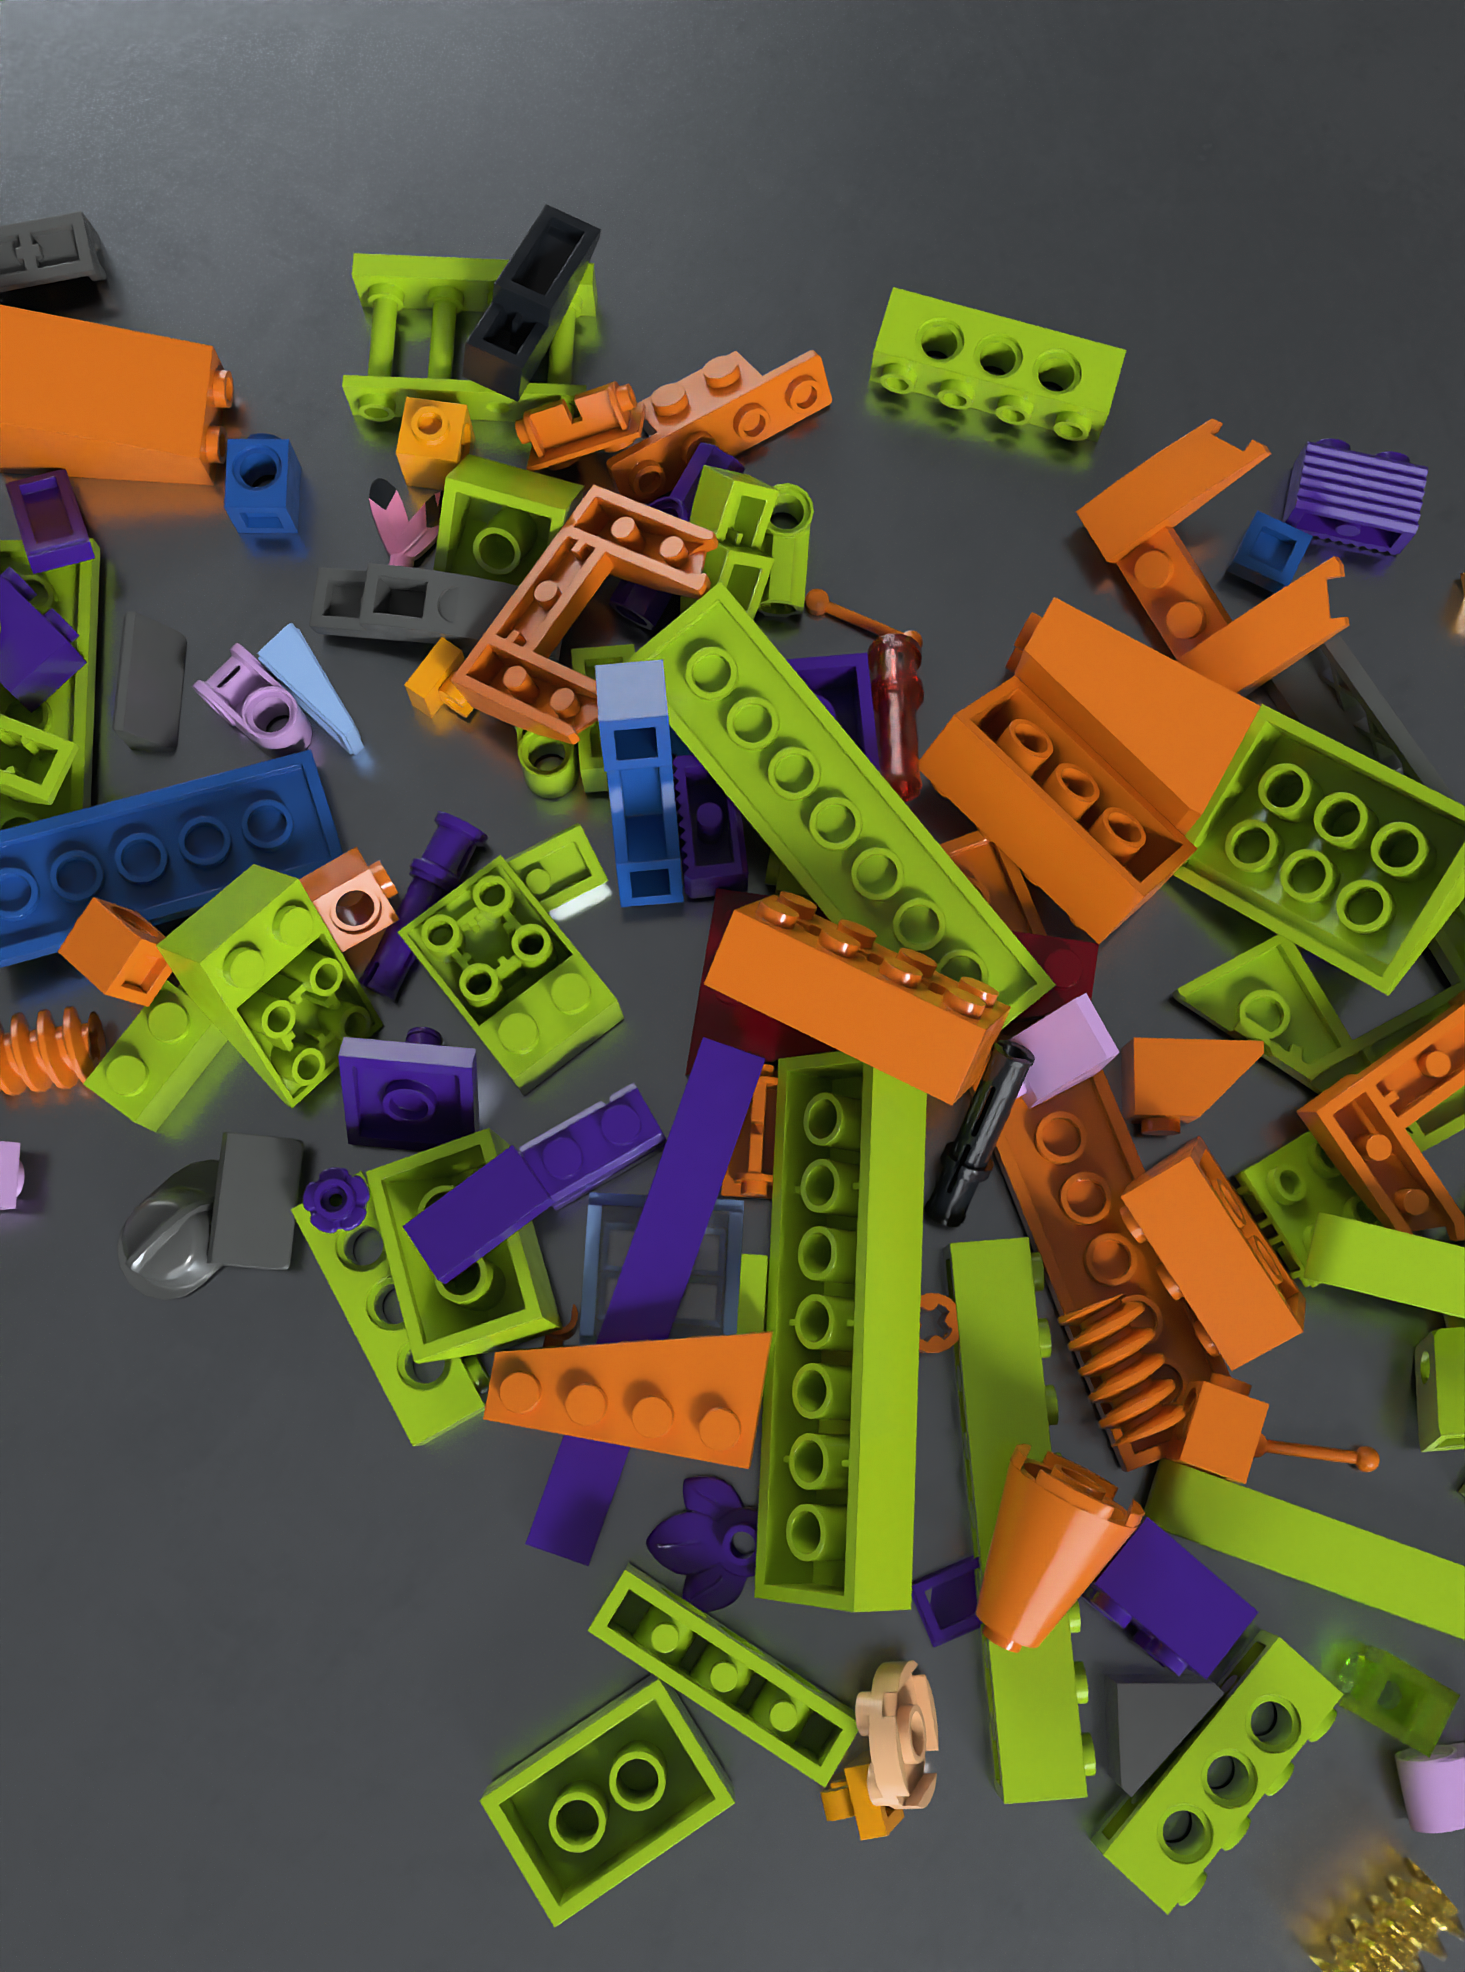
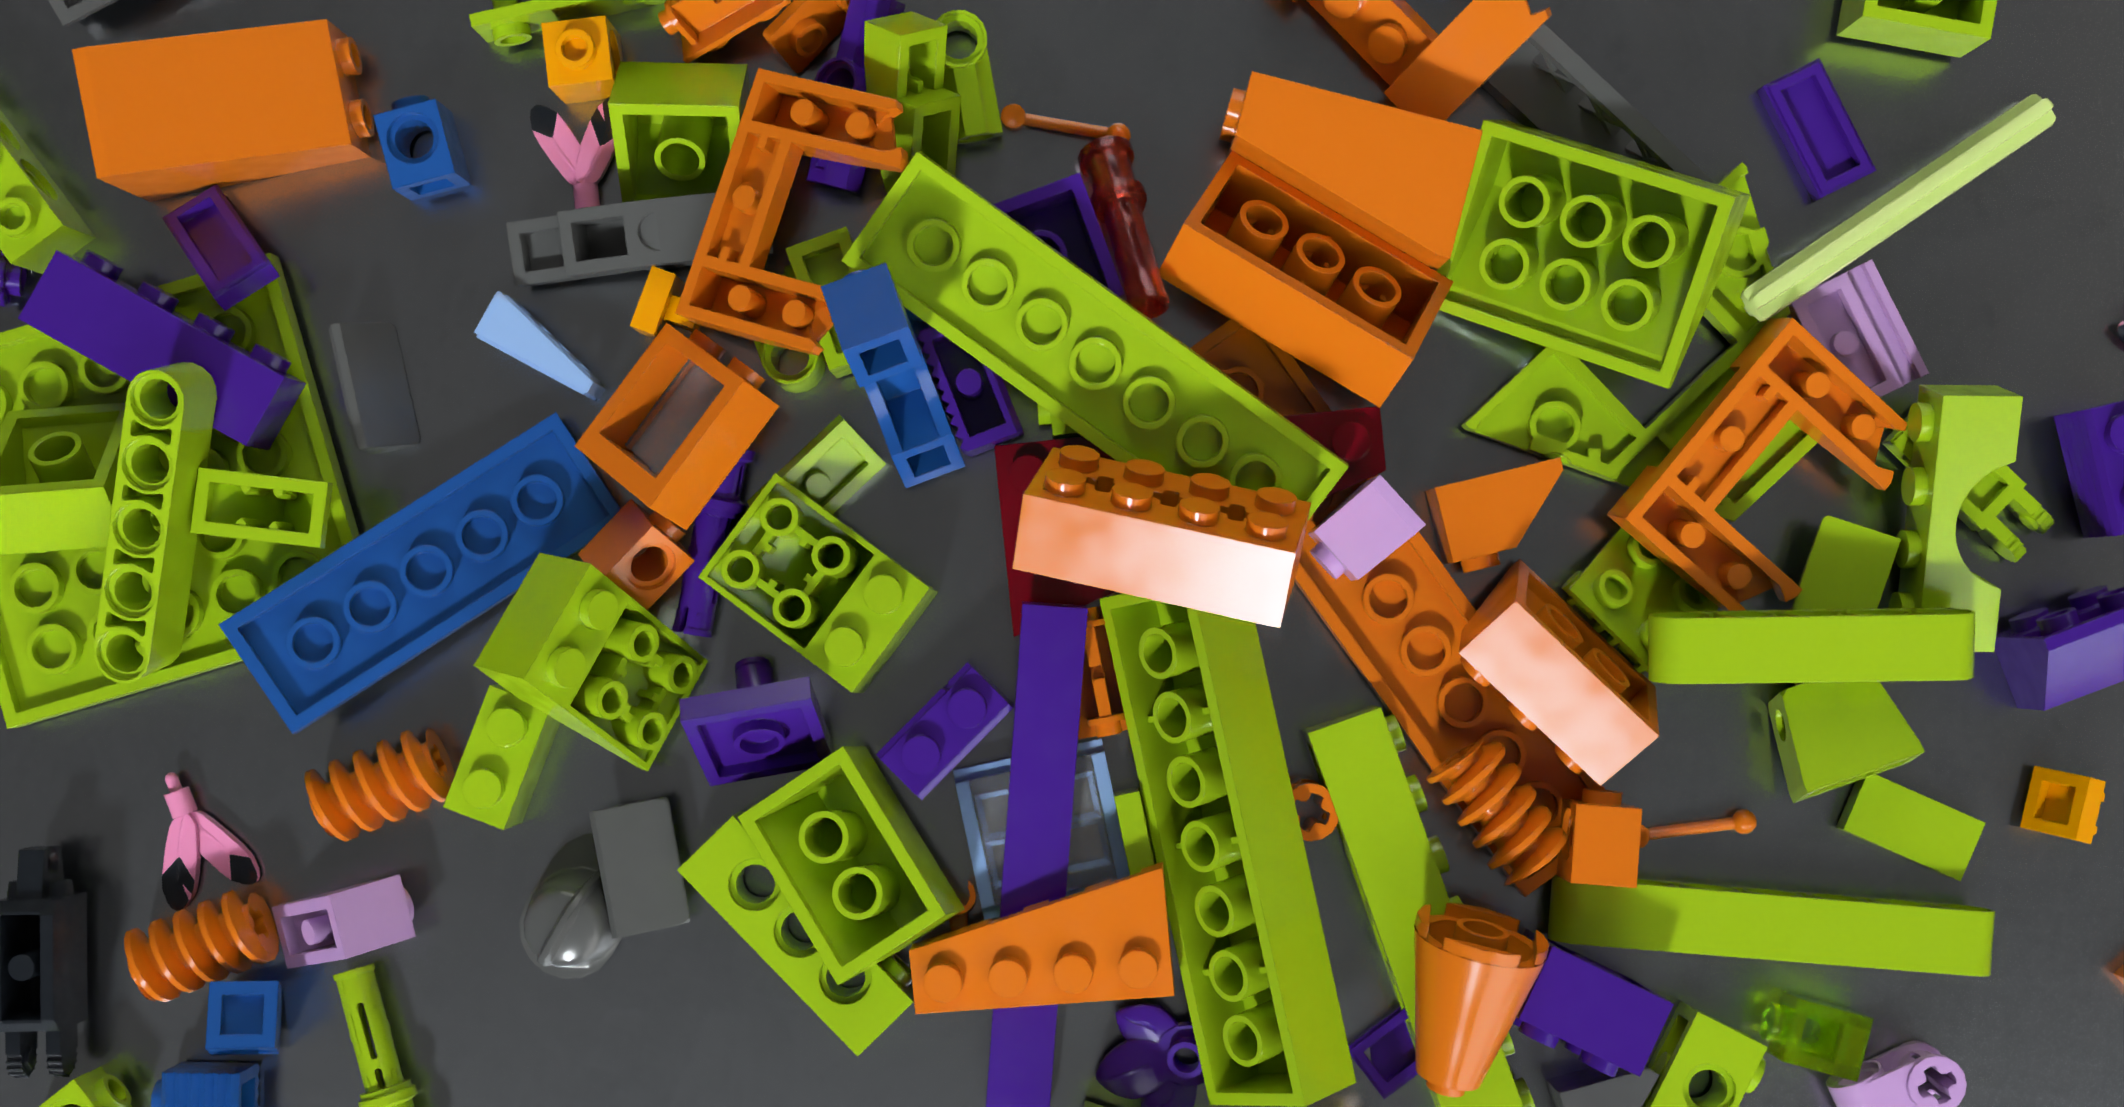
camera: 10 degrees left, 10 degrees up
(117, 952) = (436, 676): orange brick -> none
(251, 698) = (478, 377): lavender piece -> none
(354, 1200) = (731, 840): dark purple plate -> none
(423, 786) = (682, 419): none -> orange window
(478, 1214) = (858, 834): dark purple tile -> none
(969, 1156) = (1305, 644): black pin -> none

